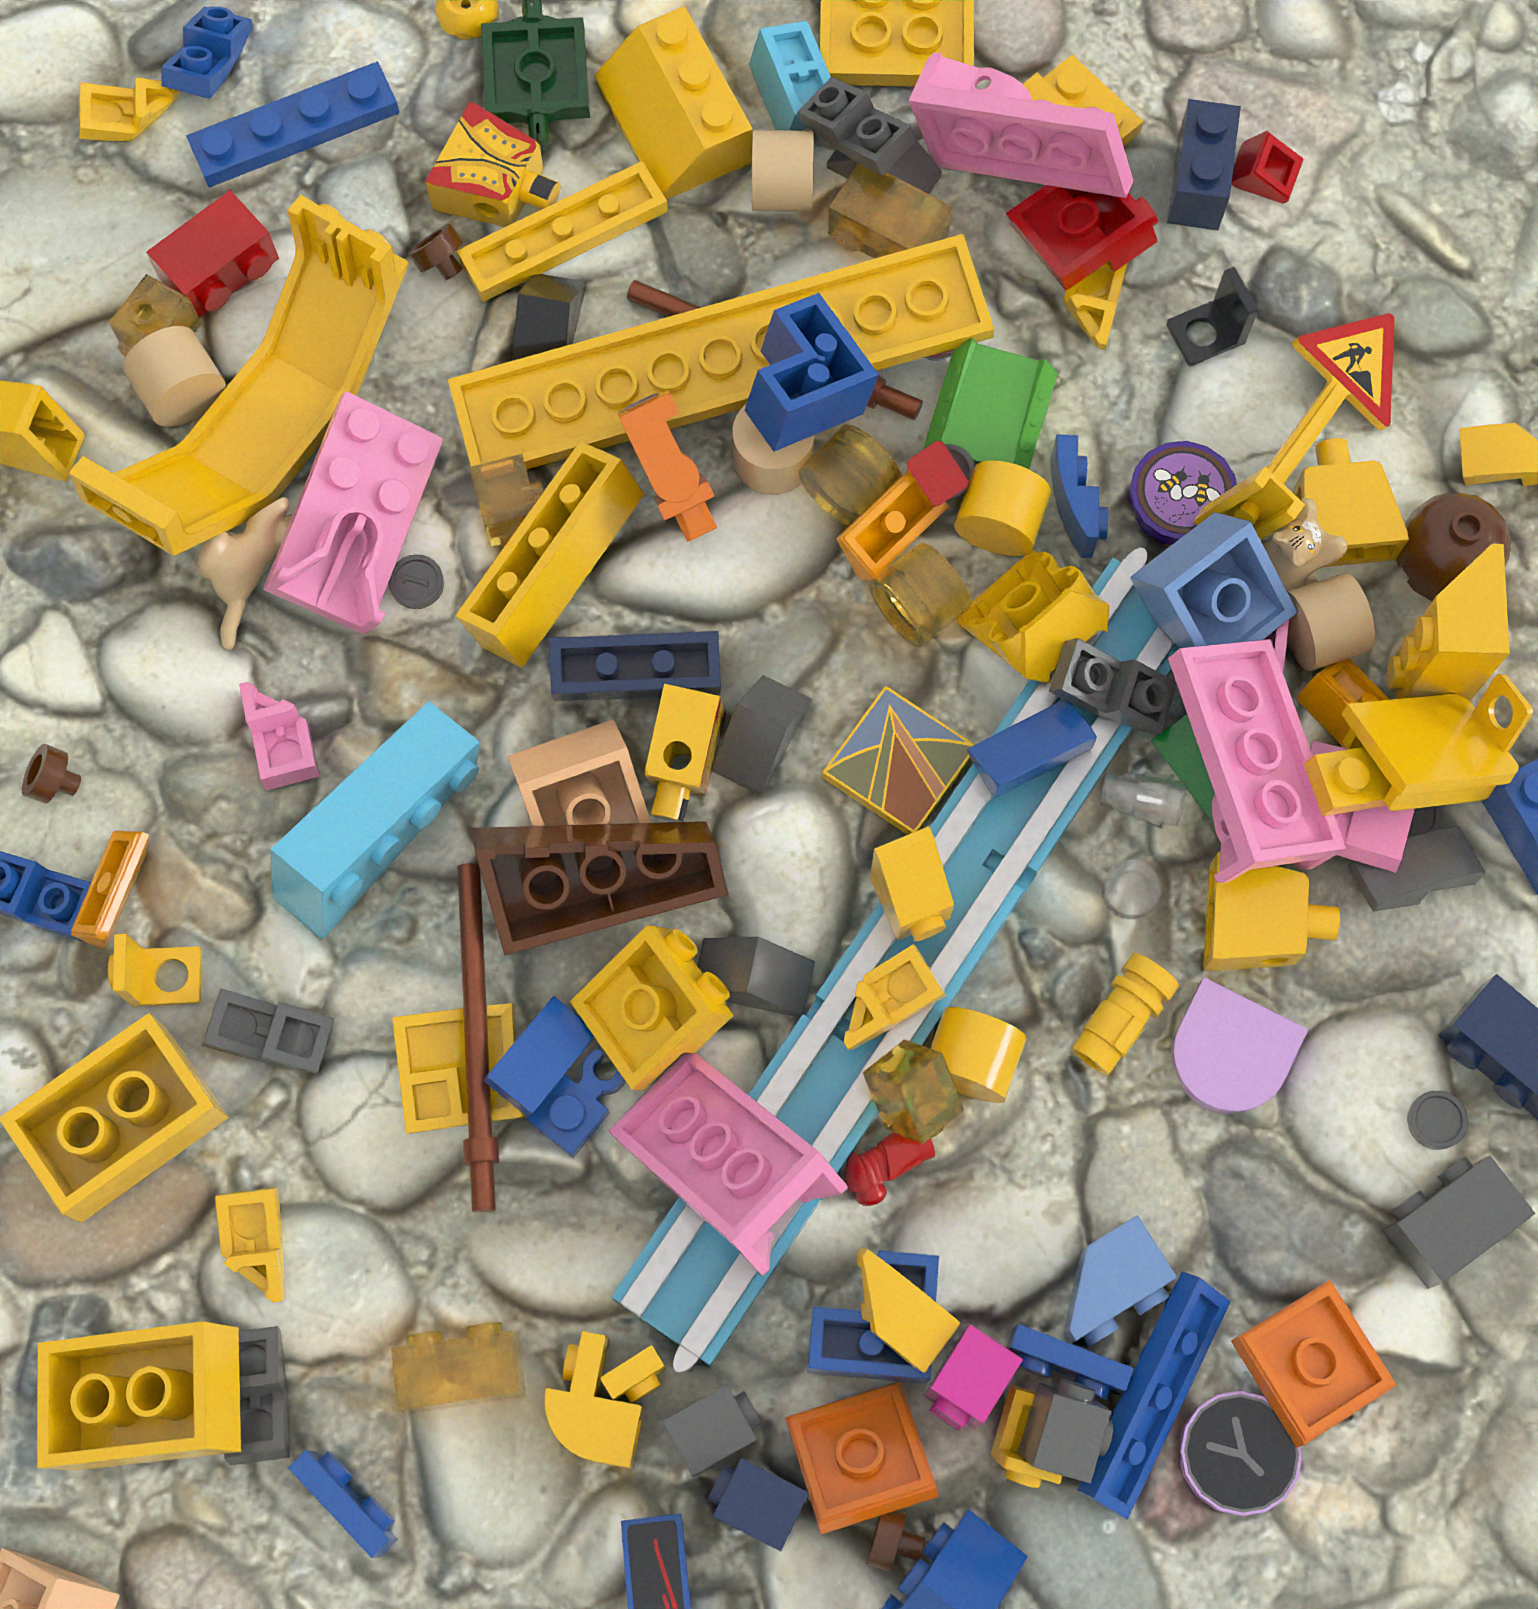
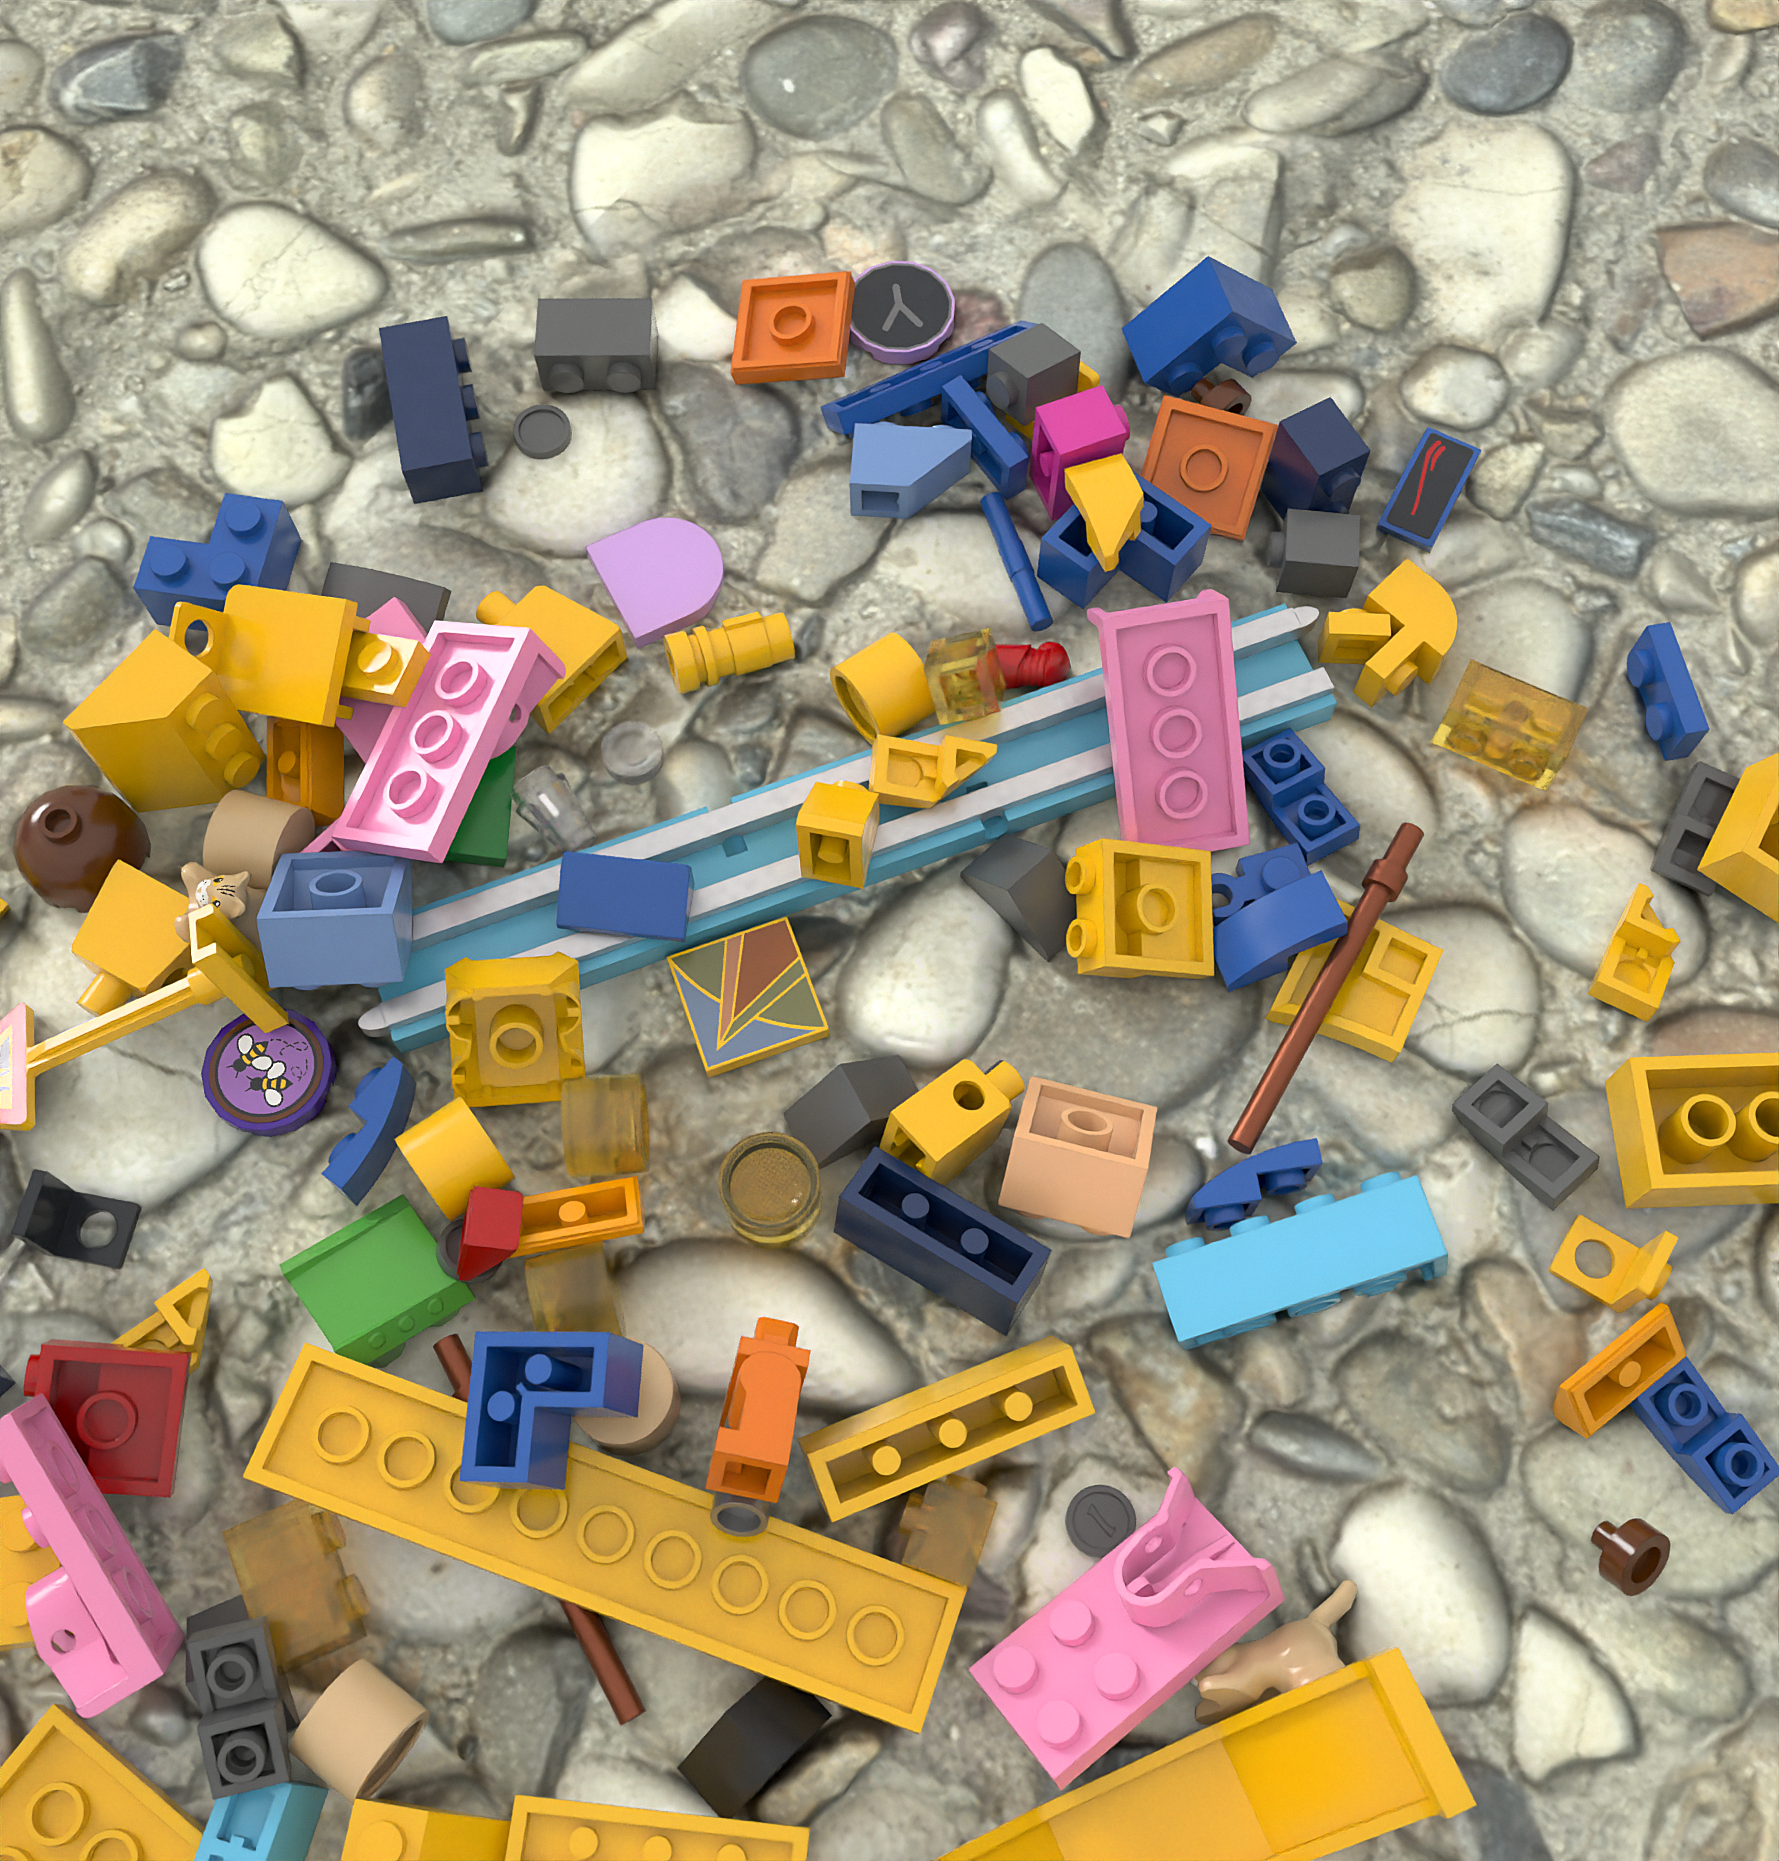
camera: 145 degrees left, 5 degrees down
(279, 738) = (1351, 1435): bright pink slope -> none
(453, 839) = (1237, 1190): none -> blue slope
(592, 876) = (1121, 1053): reddish brown wedge -> none
(596, 1201) = (1295, 797): none -> blue slope
(776, 630) = (771, 1190): none -> clear yellow piece
(962, 1267) = (1016, 561): none -> blue piece
(1112, 688) = (506, 901): dark grey slope -> none

